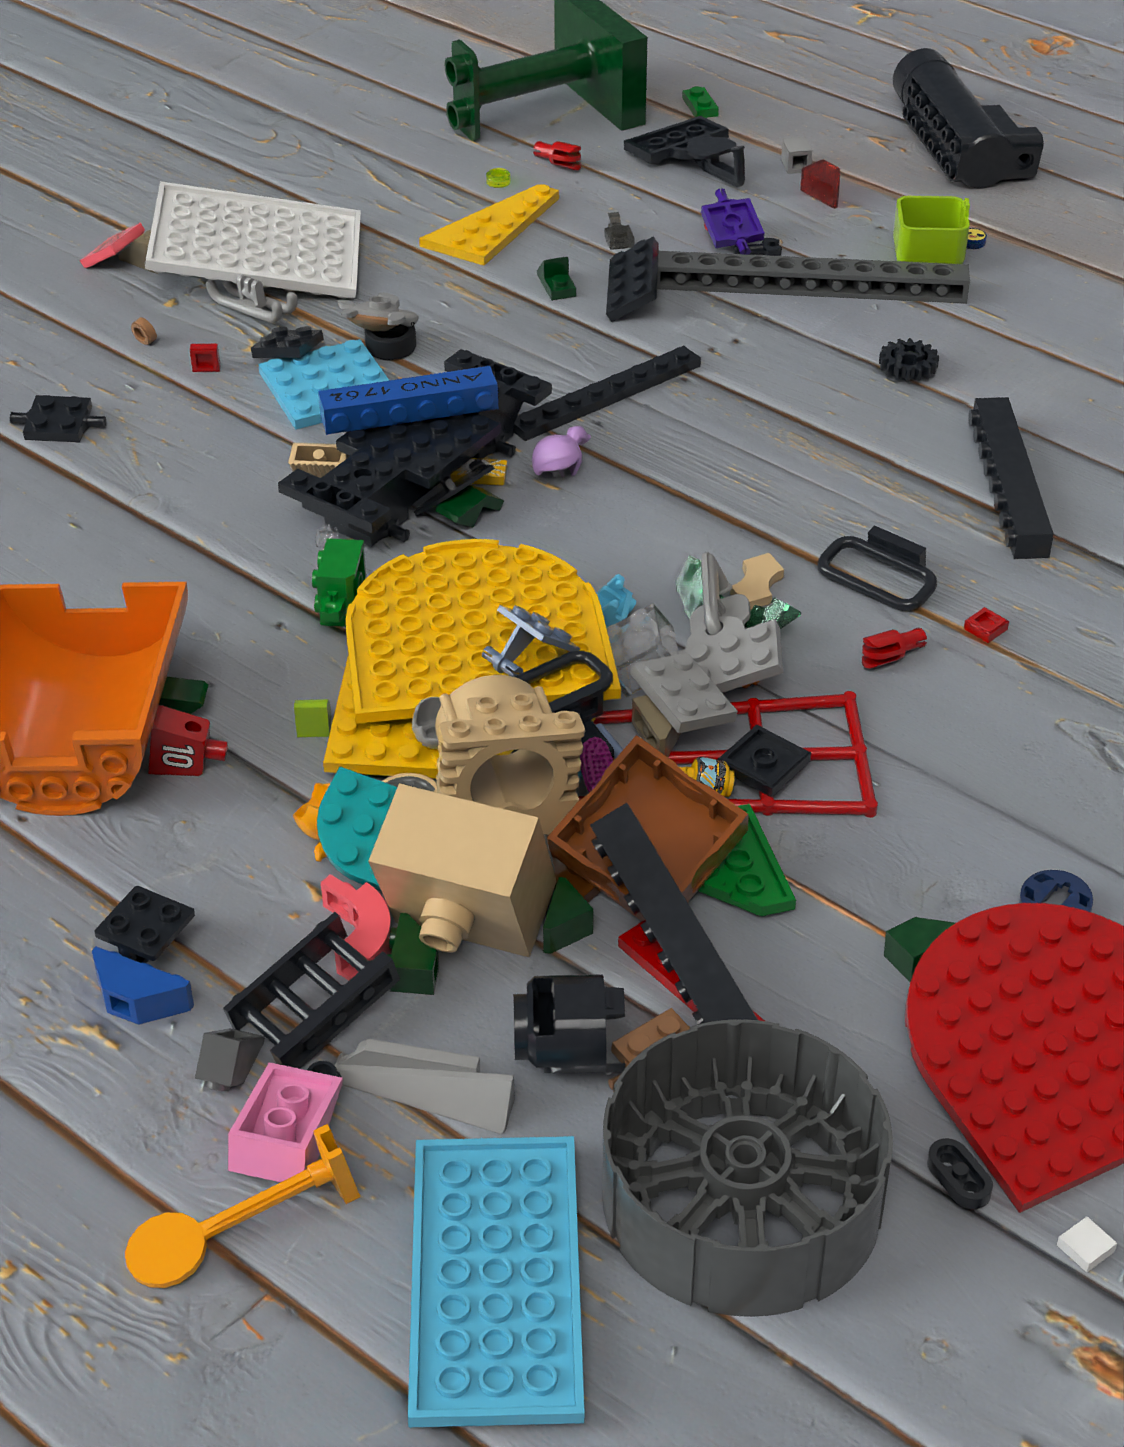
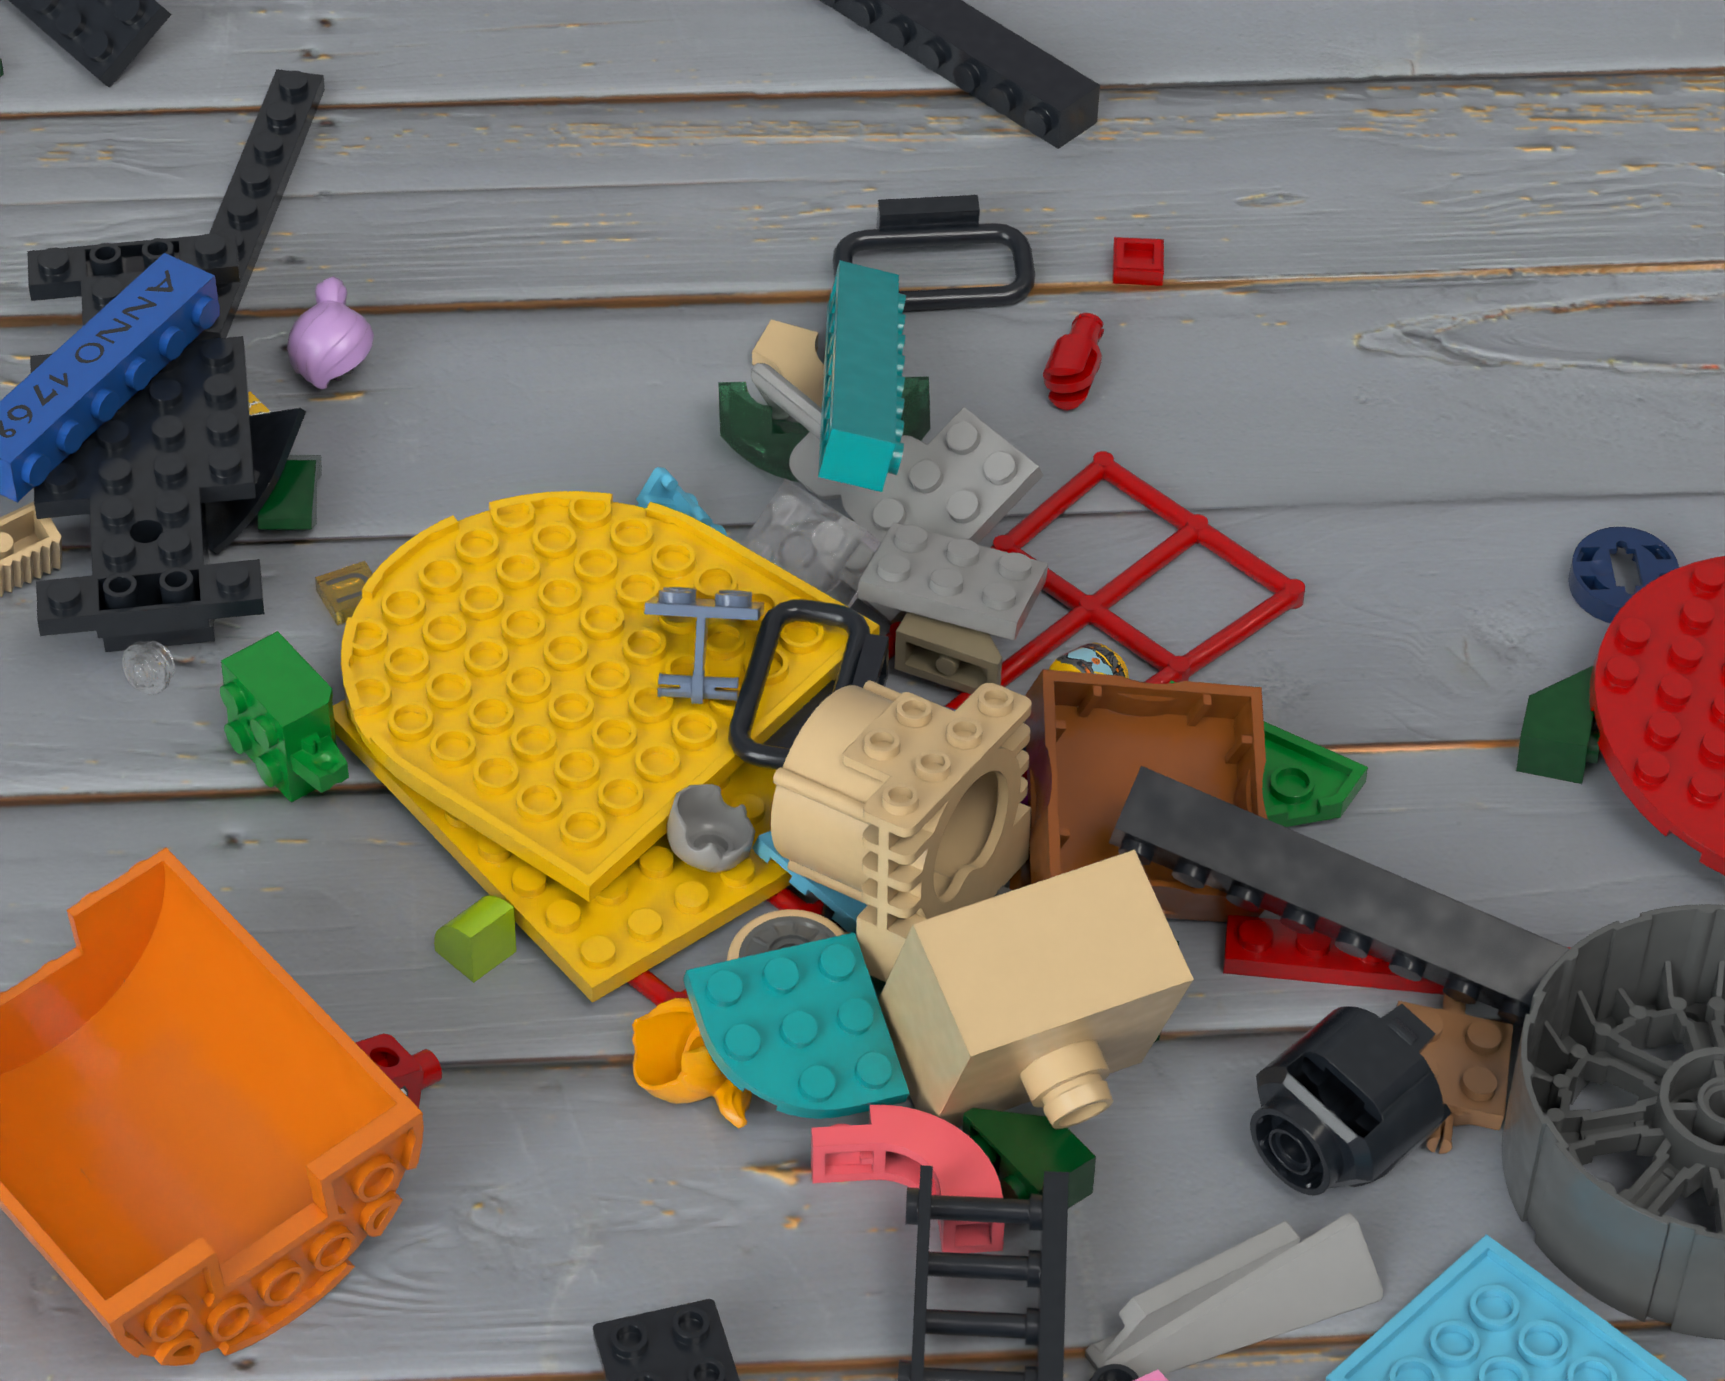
camera: 45 degrees left, 5 degrees up
(746, 582) = (863, 378): none -> teal brick
(765, 760) = (1119, 608): black tile -> none

